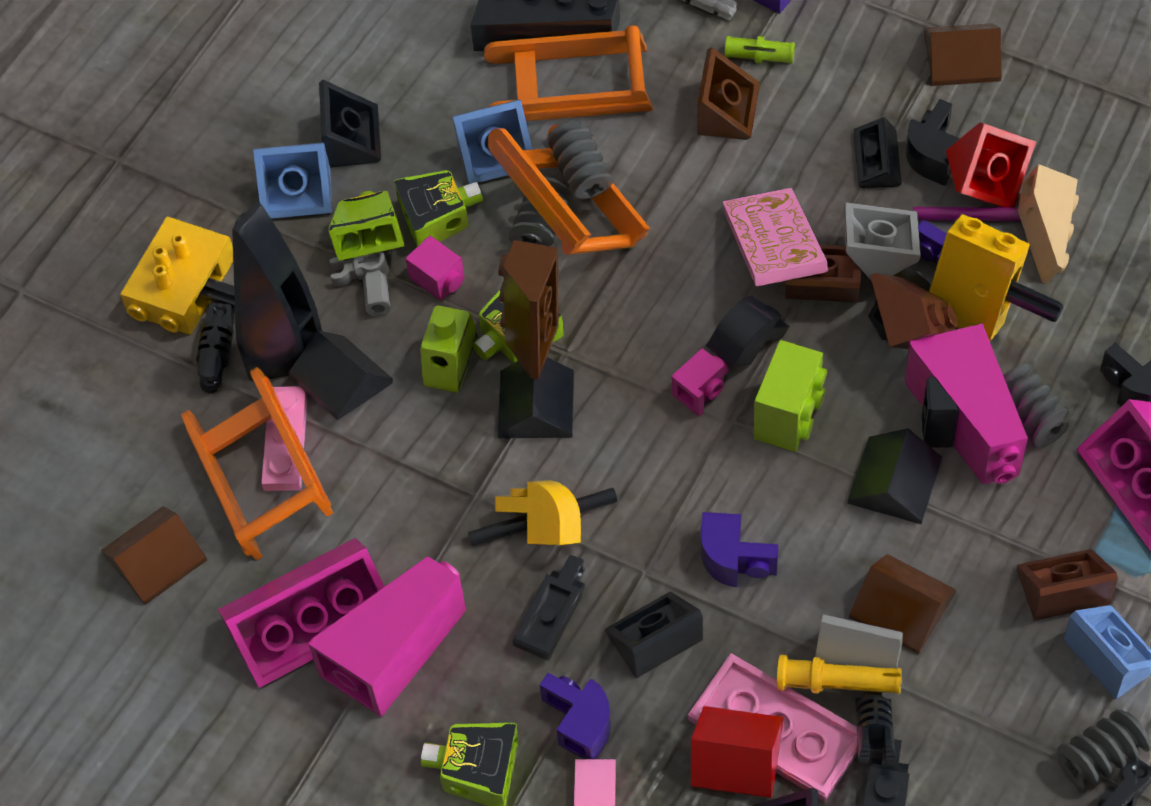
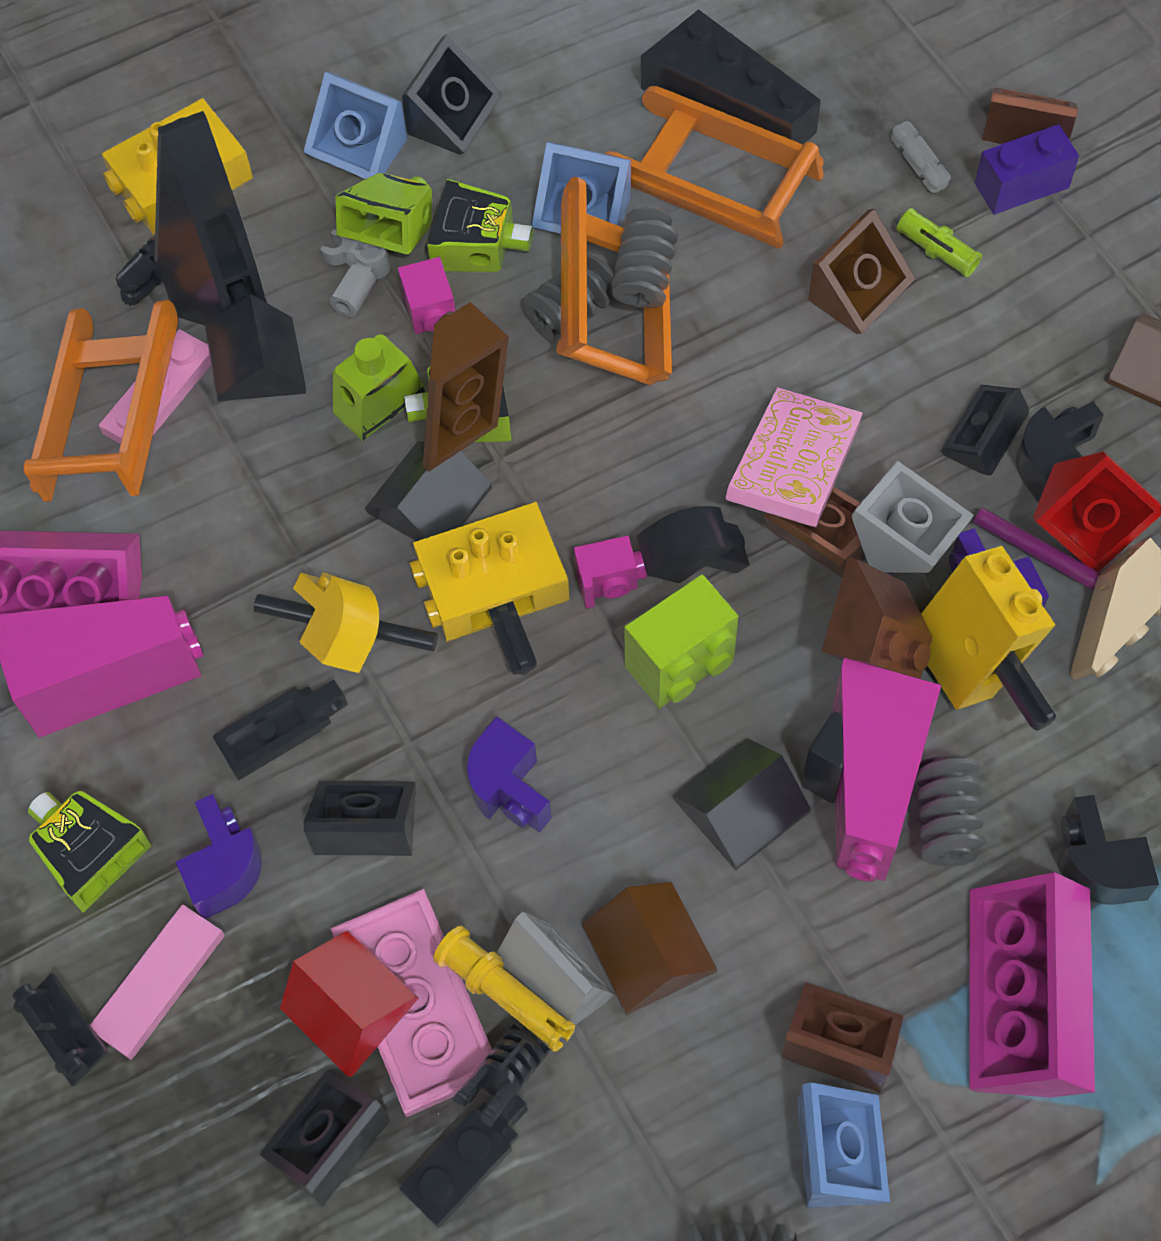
camera: 30 degrees right, 5 degrees up
(625, 428) = (491, 578): none -> yellow piece

